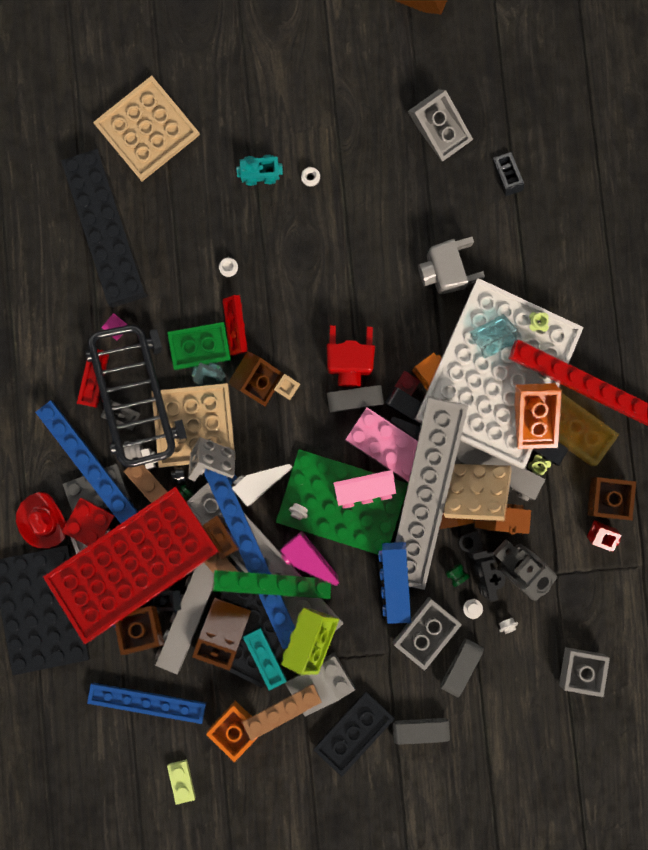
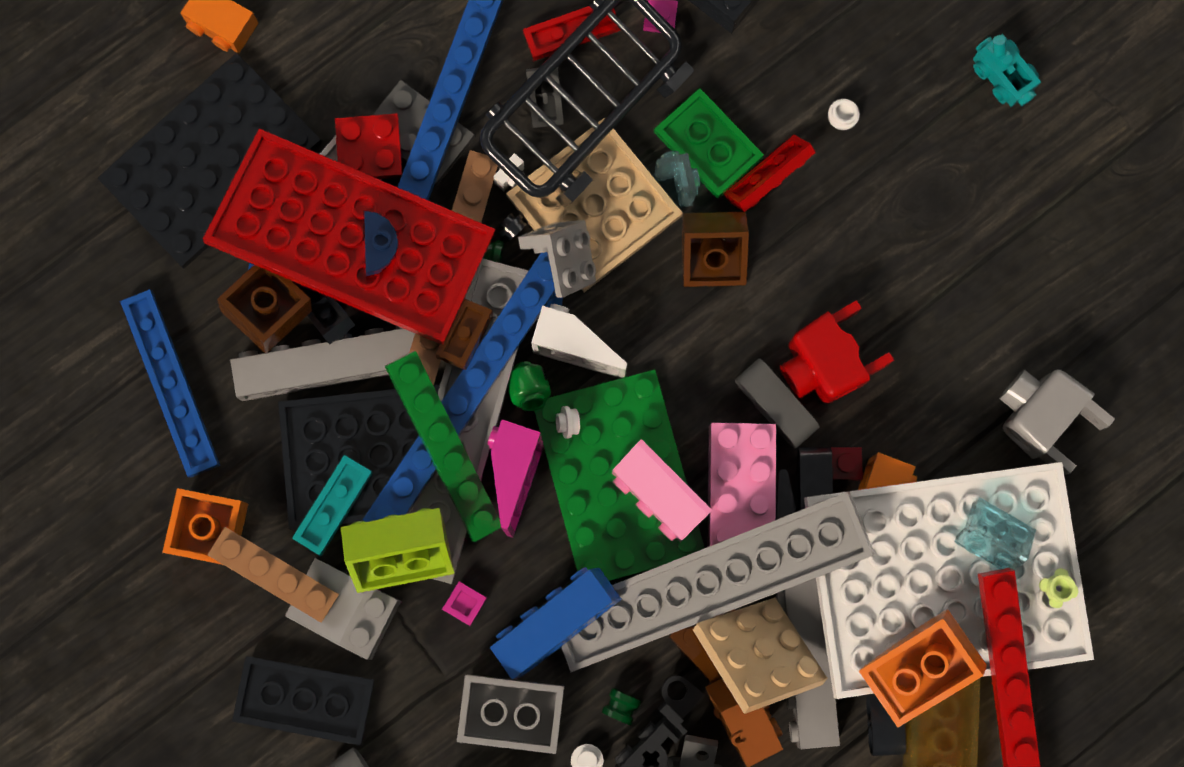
camera: 55 degrees right, 5 degrees down
(40, 521) = (330, 83): red hat -> none
(133, 451) = (508, 143): light grey wheel -> none
(145, 552) = (380, 242): none -> dark blue plate
(181, 781) = (88, 500): yellowish green plate -> none
(221, 634) = (330, 422): reddish brown slope -> none
(267, 519) = (528, 386): none -> green head
(287, 387) = (731, 298): tan plate -> none
(310, 171) = (1048, 138): white plate -> none
(356, 621) = (464, 603): none -> dark pink plate
(539, 470) = (846, 728): yellowish green plate -> none

